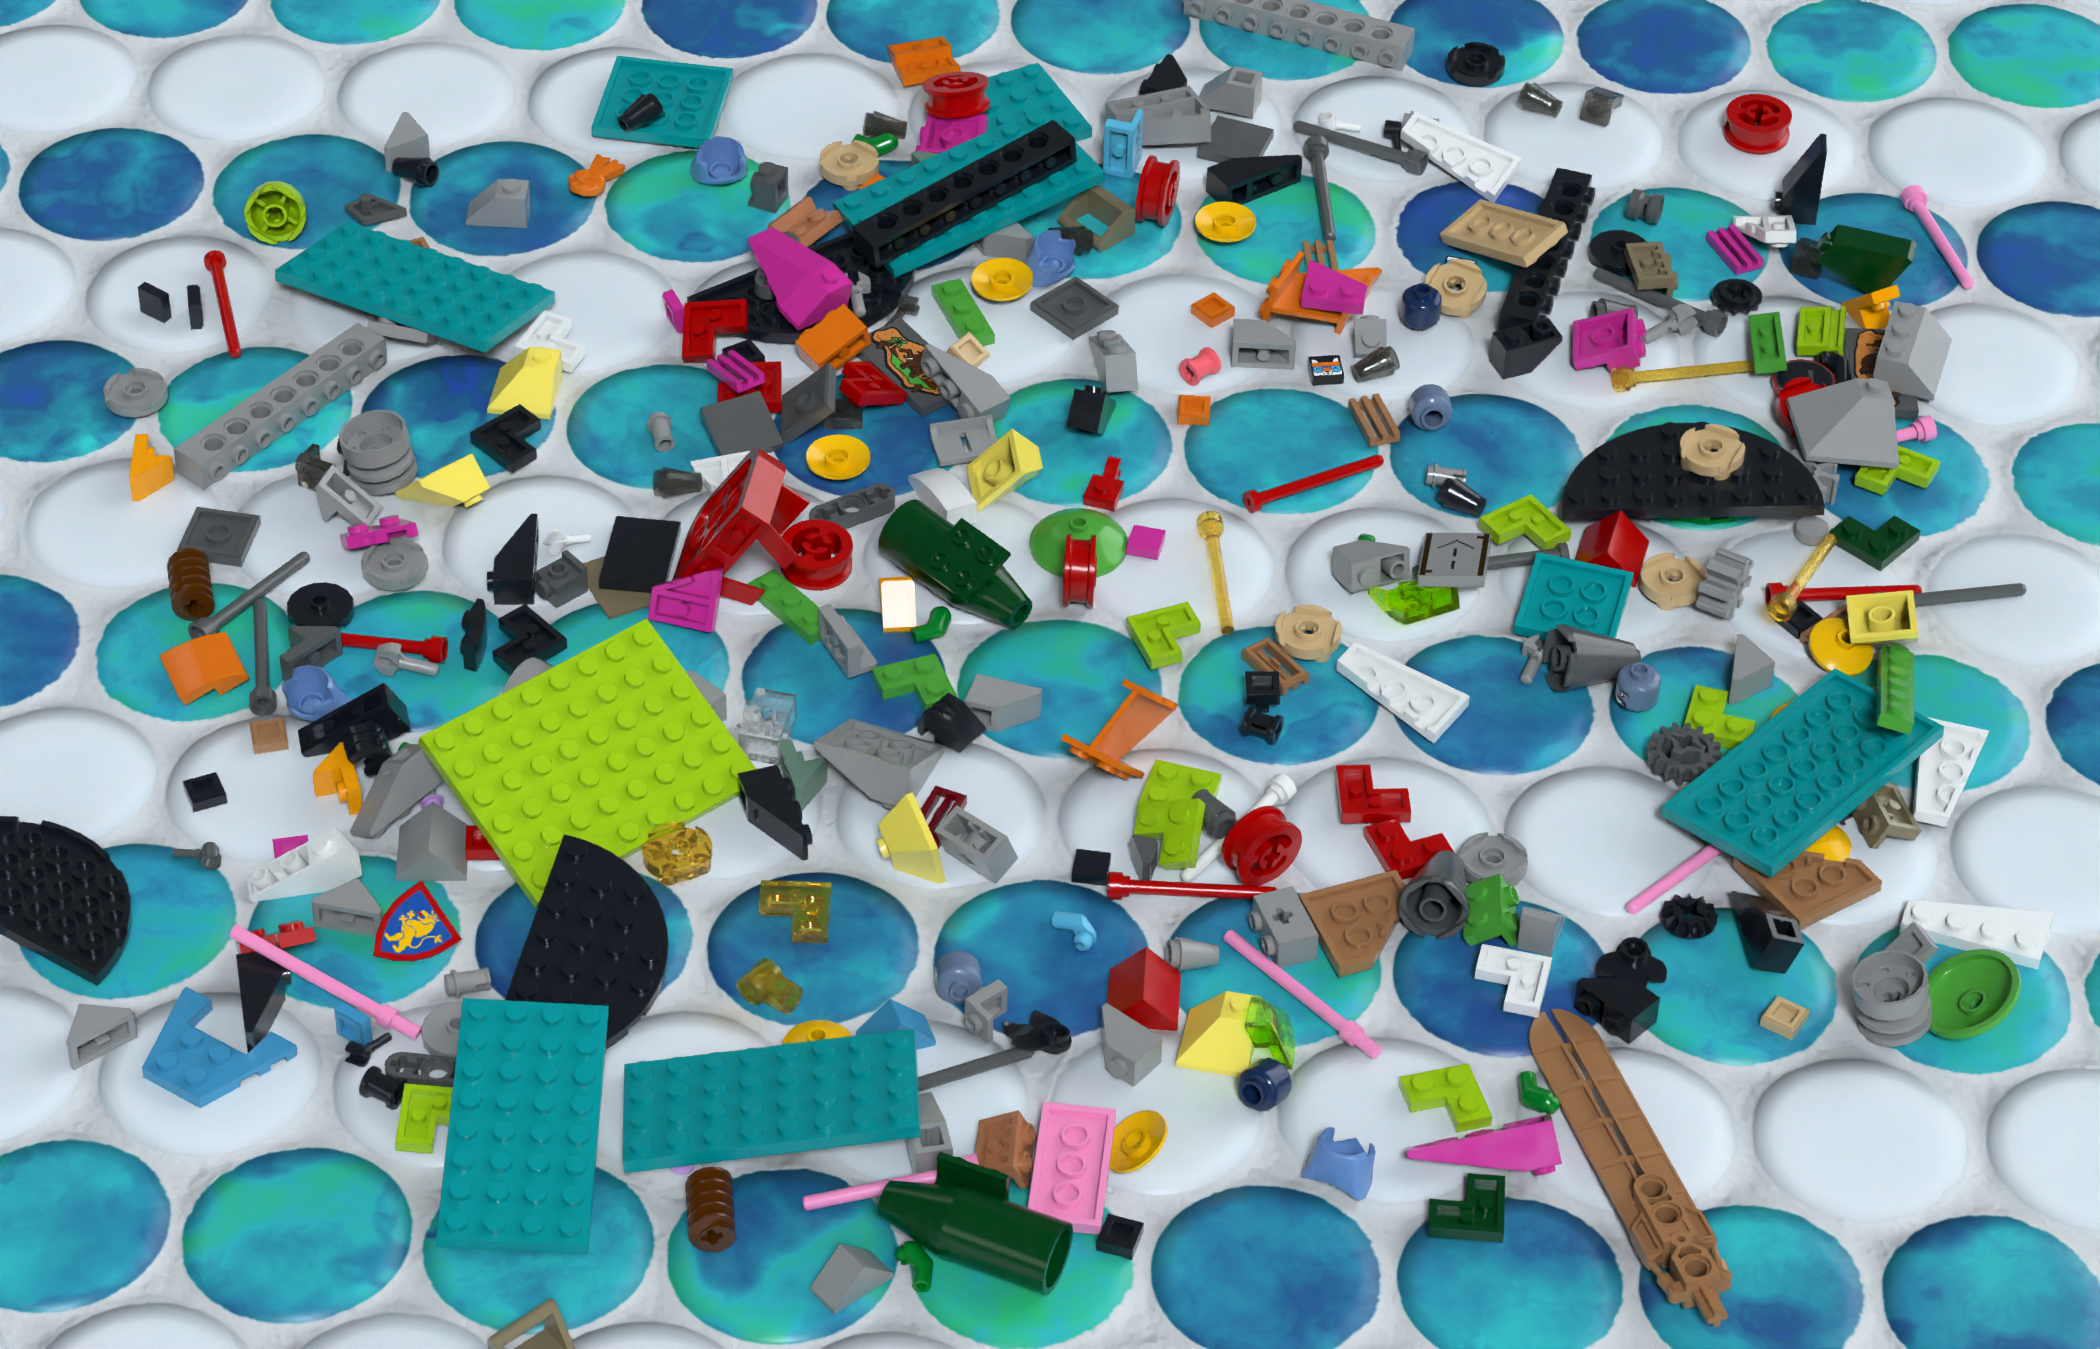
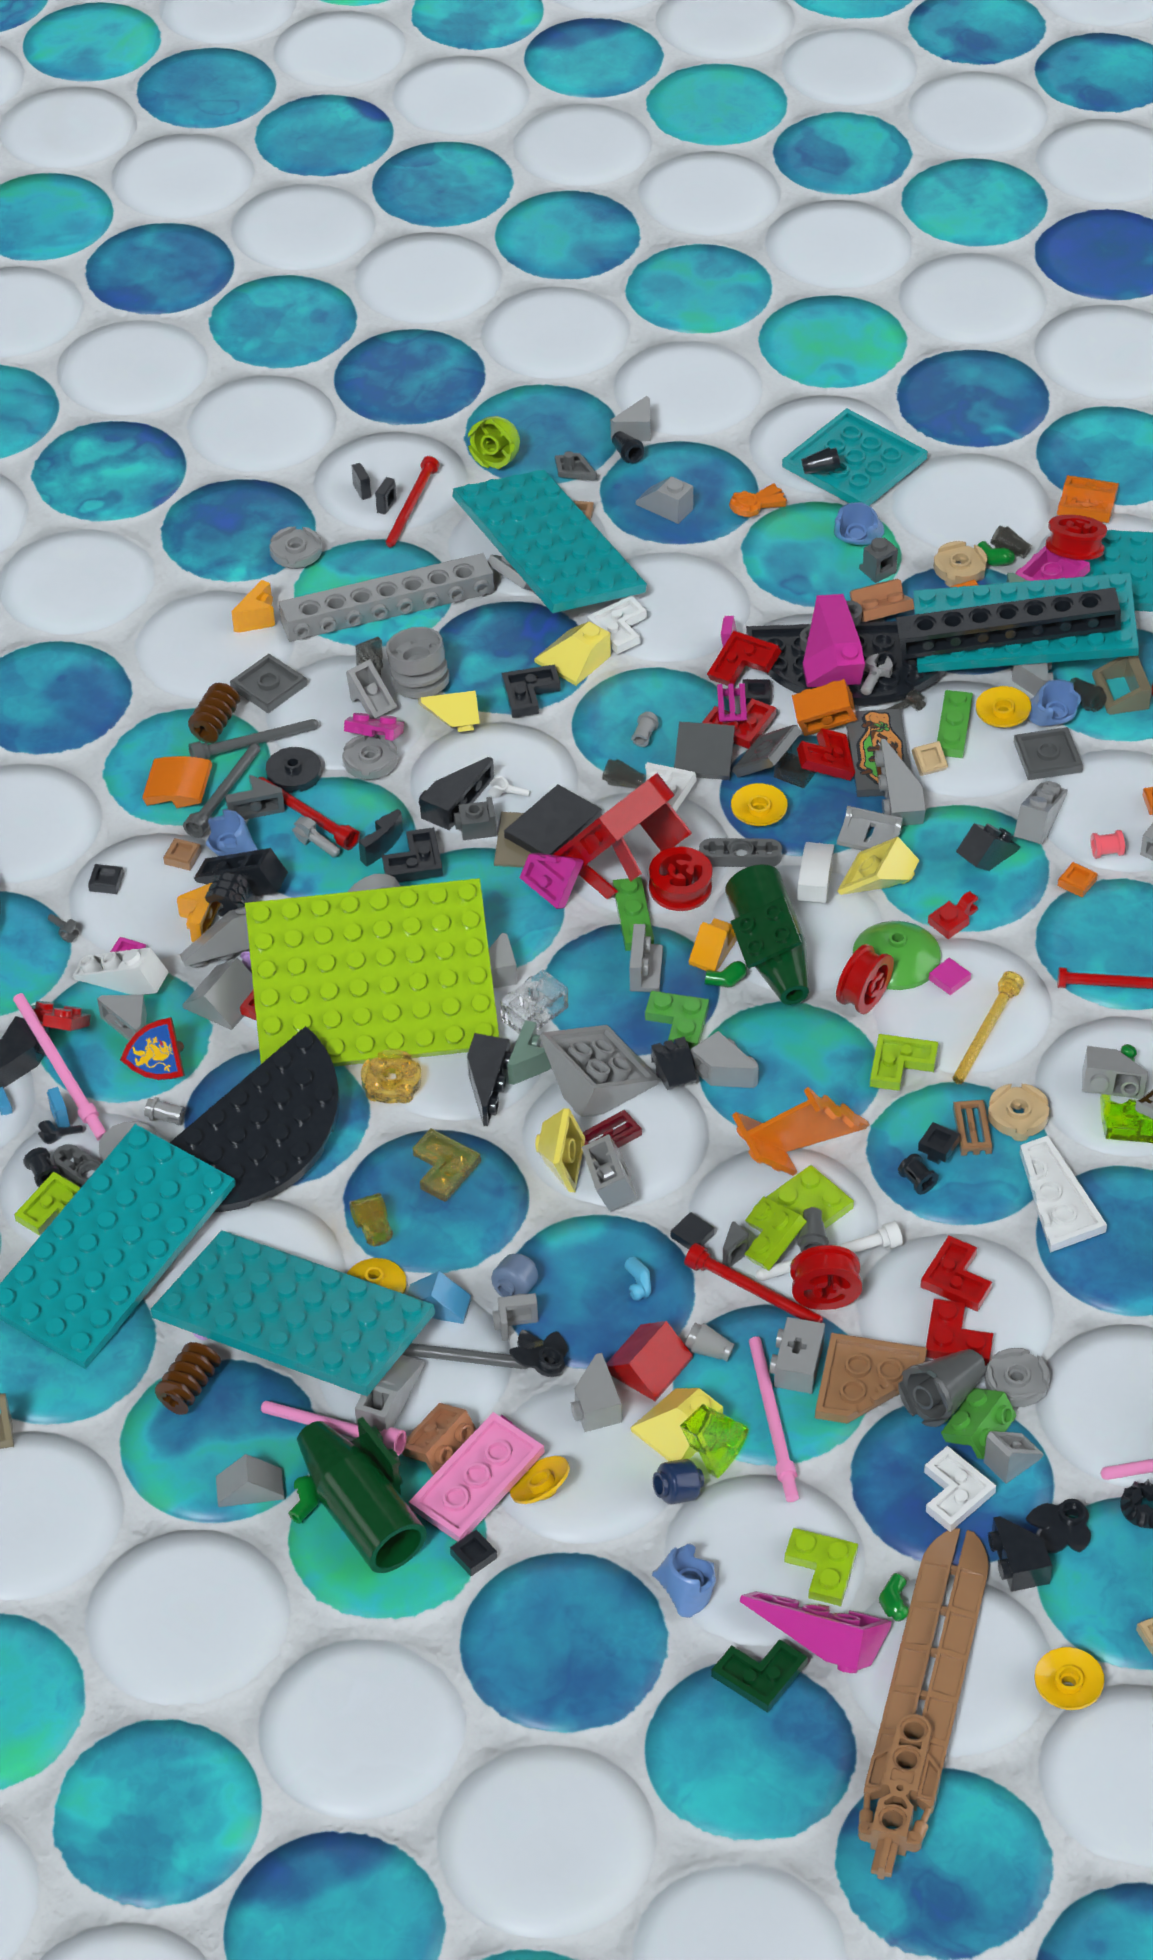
camera: 35 degrees right, 5 degrees up
(1742, 1086) = (1070, 1666): none -> yellow dish

